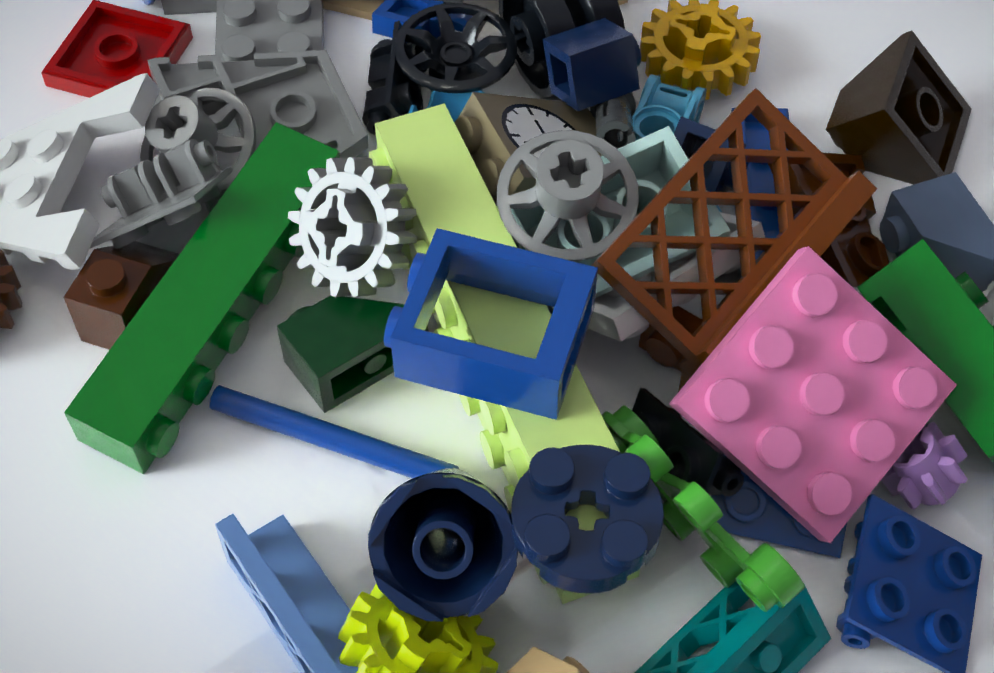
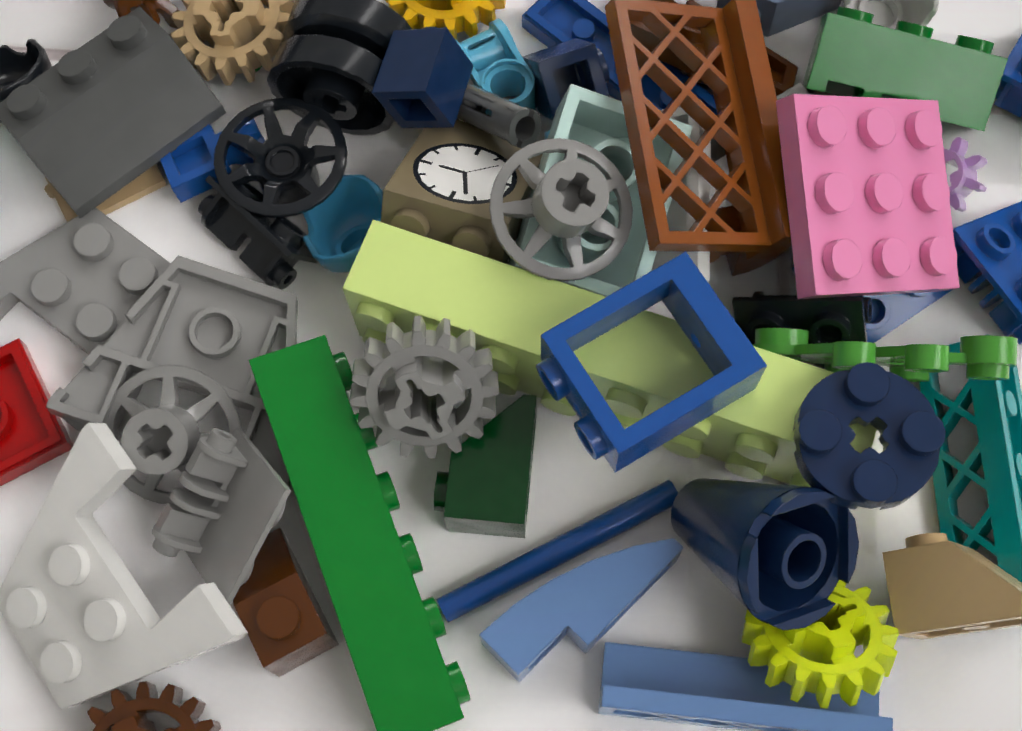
camera: 45 degrees left, 15 degrees up
(290, 469) = (577, 604): none -> medium blue slope

